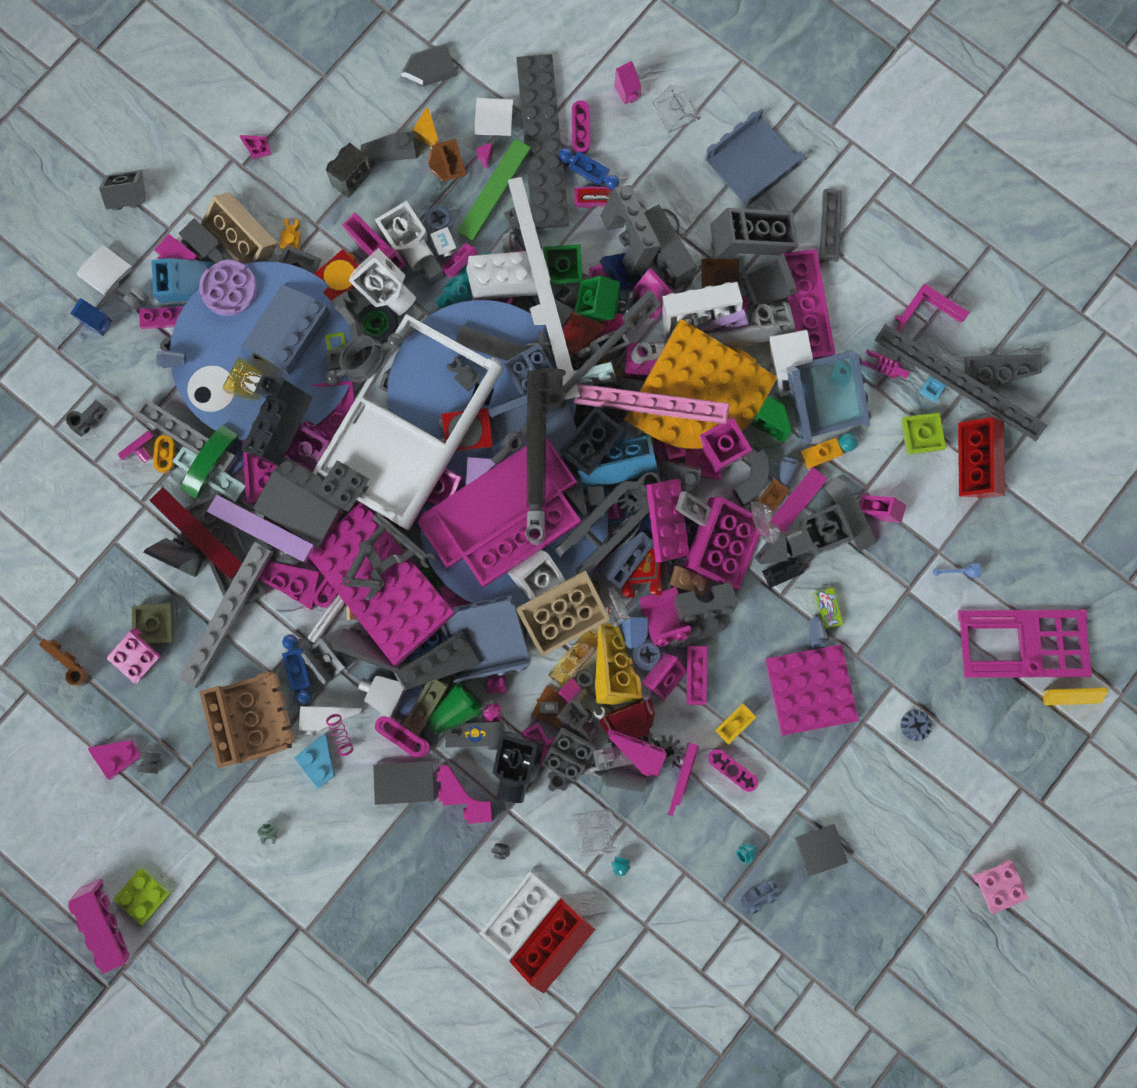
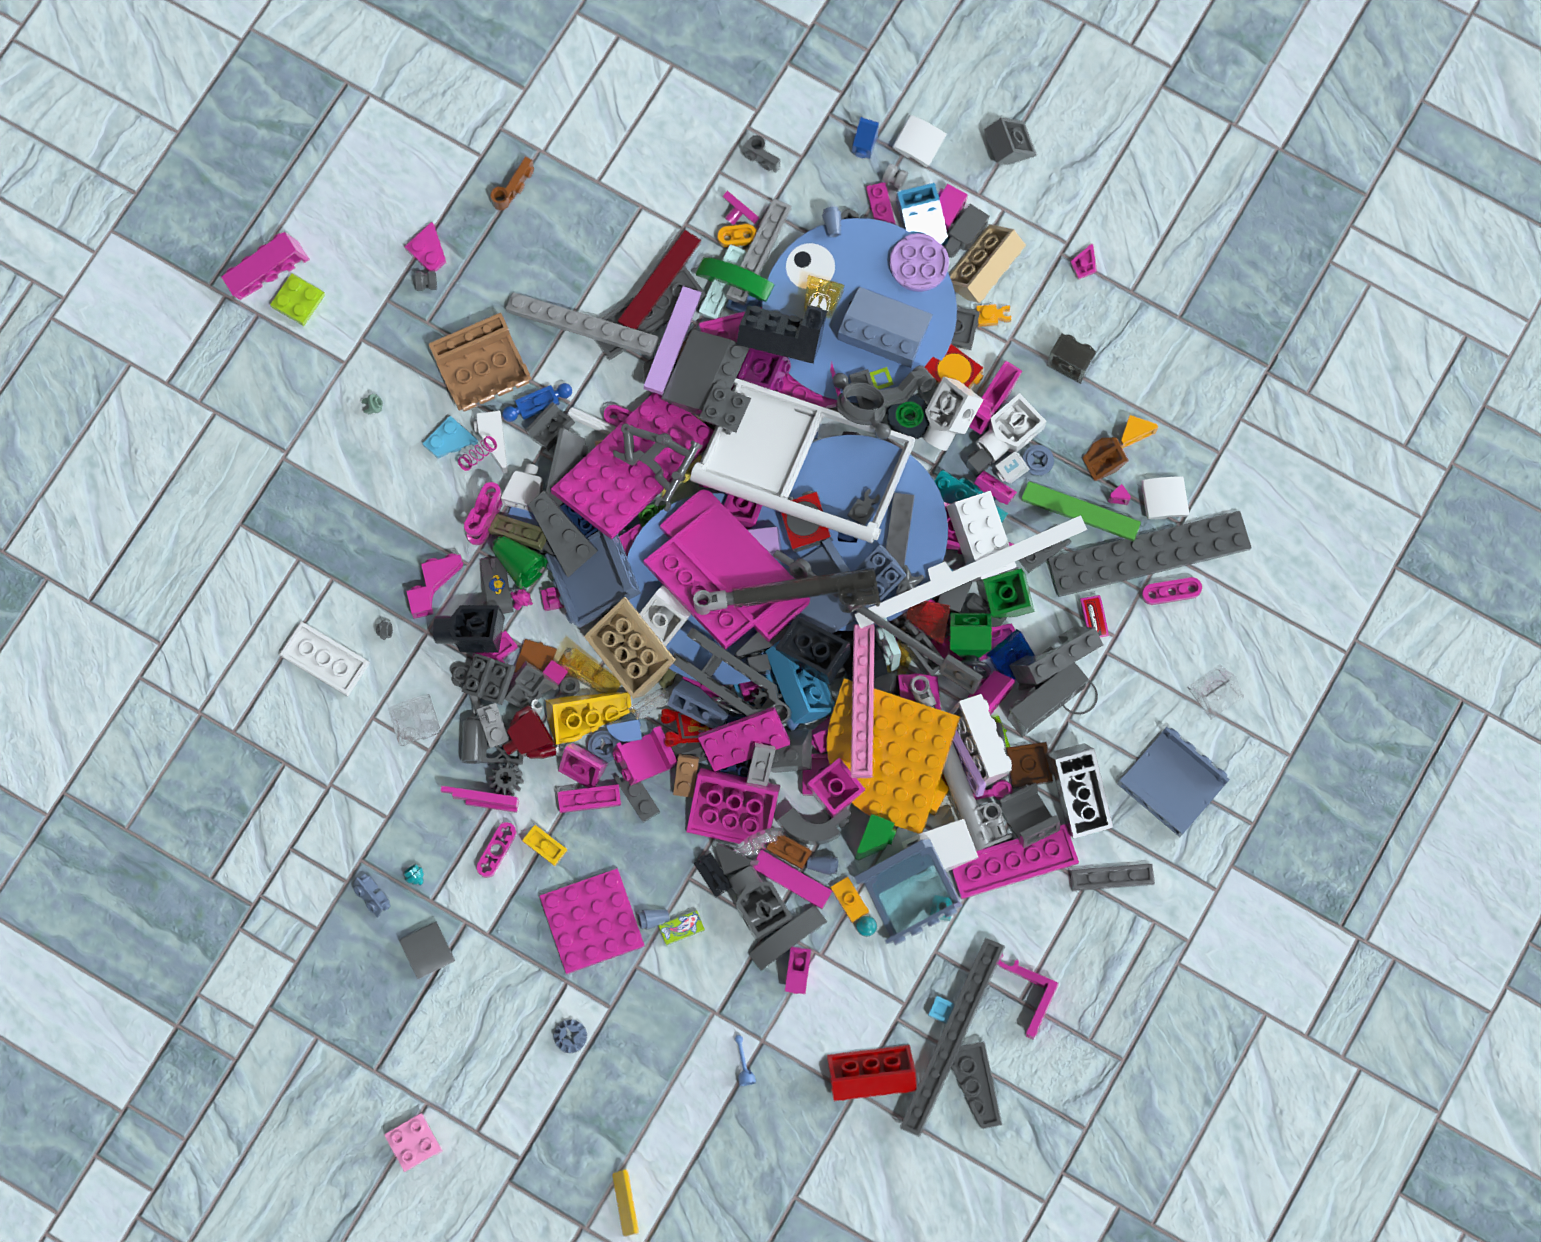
camera: 80 degrees right, 5 degrees down
(133, 656) = (527, 246): piece -> none
(154, 622) = (562, 257): olive plate -> none
(176, 555) = (632, 265): black slope -> none
(293, 581) = (626, 382): dark pink wing -> none
(391, 147) = (1107, 397): dark grey slope -> none
(403, 782) = (439, 525): dark grey tile -> none
(429, 66) = (1212, 422): dark grey tile -> none
(509, 241) = (1022, 535): light grey plate -> none
(549, 707) = (534, 654): flat silver piece -> none
(552, 946) = (297, 694): red slope -> none
(588, 168) = (1125, 607): blue plate -> none
(620, 866) = (384, 750): teal plate -> none
(627, 83) = (1229, 631): dark pink slope -> none
(642, 754) = (497, 747): dark pink slope -> none
(690, 608) = (669, 812): dark grey arch -> none
(885, 365) = (959, 955): dark pink hinge -> none
(923, 433) = (889, 1006): lime plate -> none
(1029, 643) = (677, 1148): dark pink door -> none

